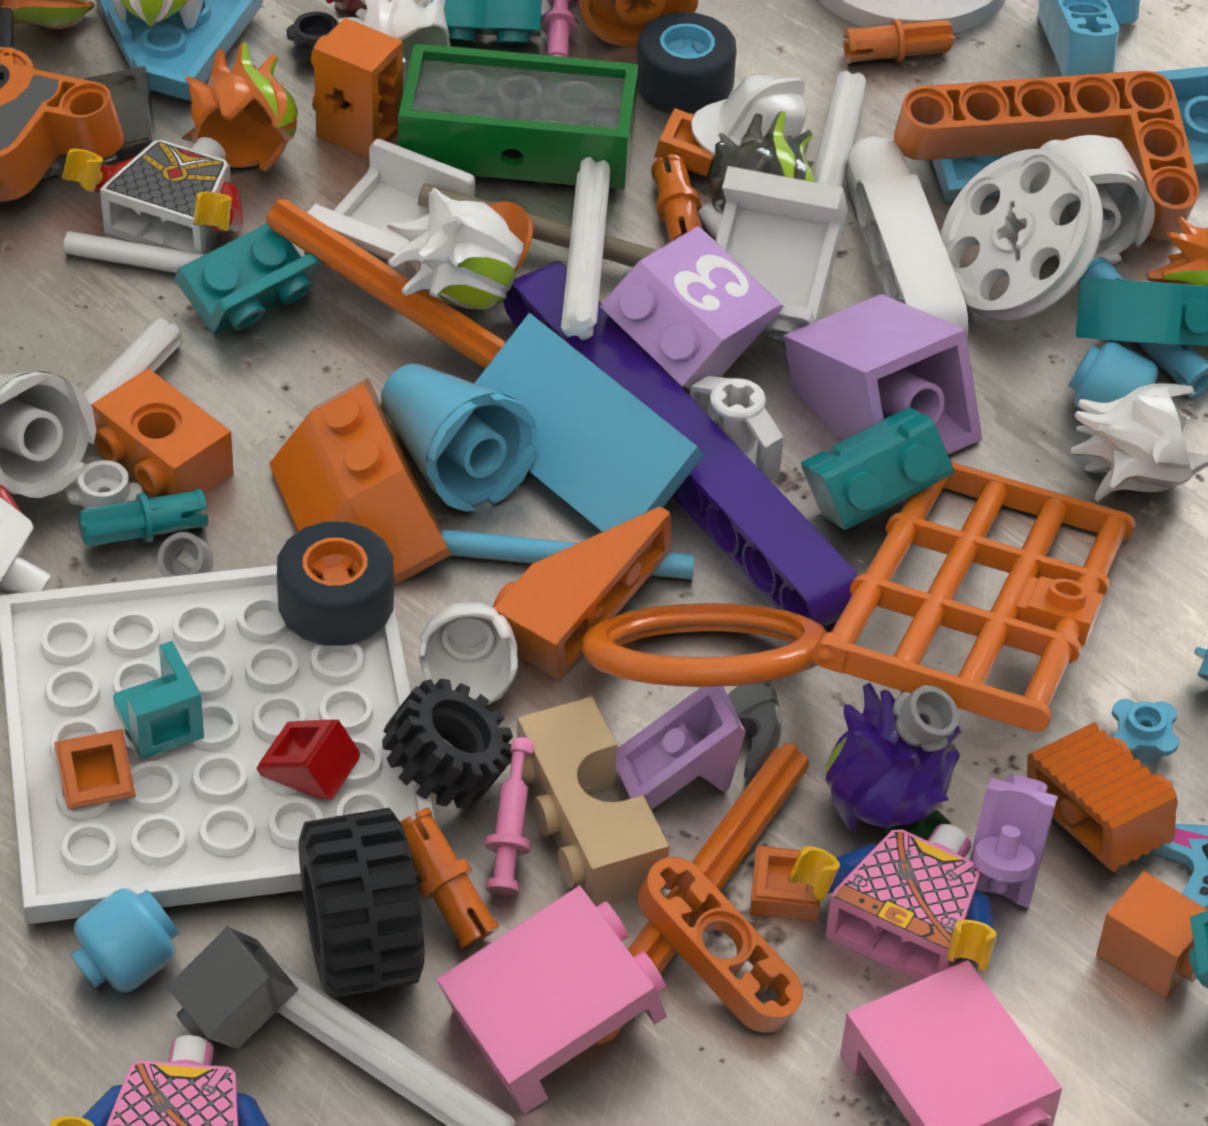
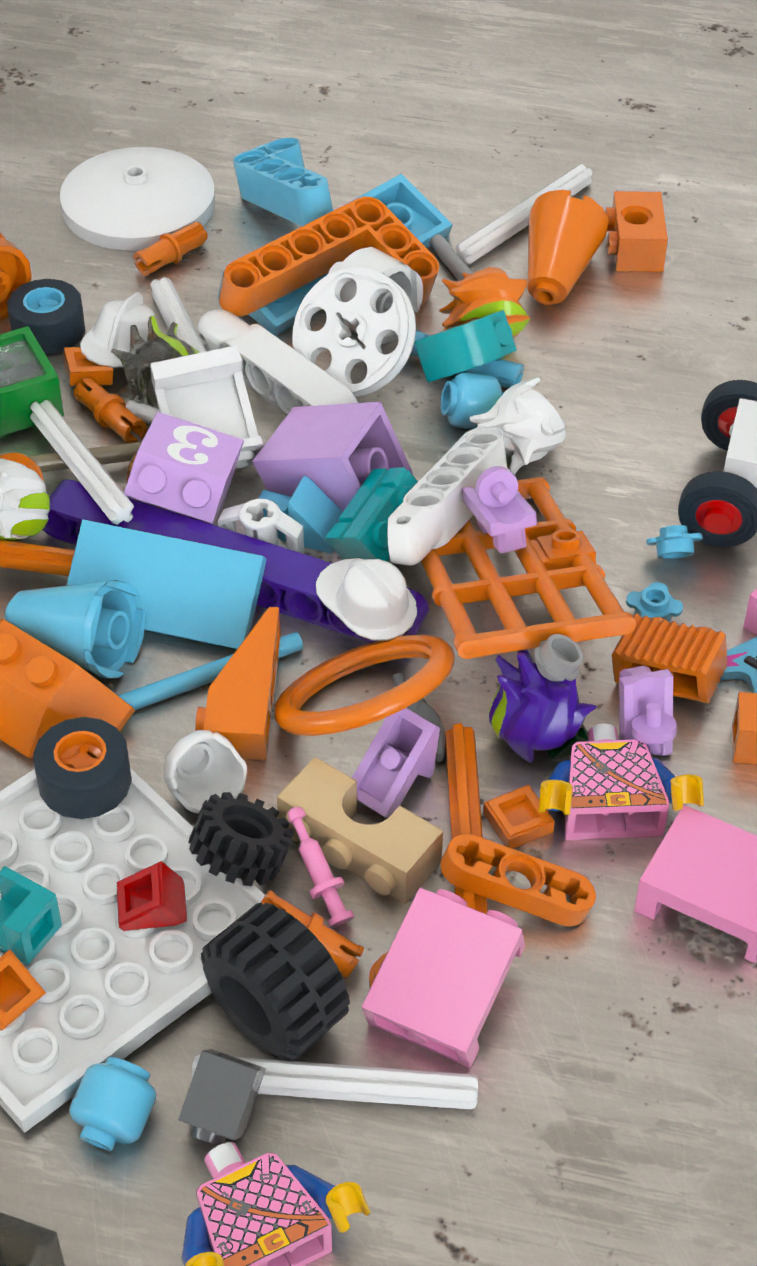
camera: 30 degrees left, 0 degrees up
(790, 553) = (368, 597): none -> white piece
(806, 419) = (309, 508): none -> medium azure slope
(969, 478) = (435, 505): none -> white piece
(1002, 517) = (500, 508): none -> lavender hips

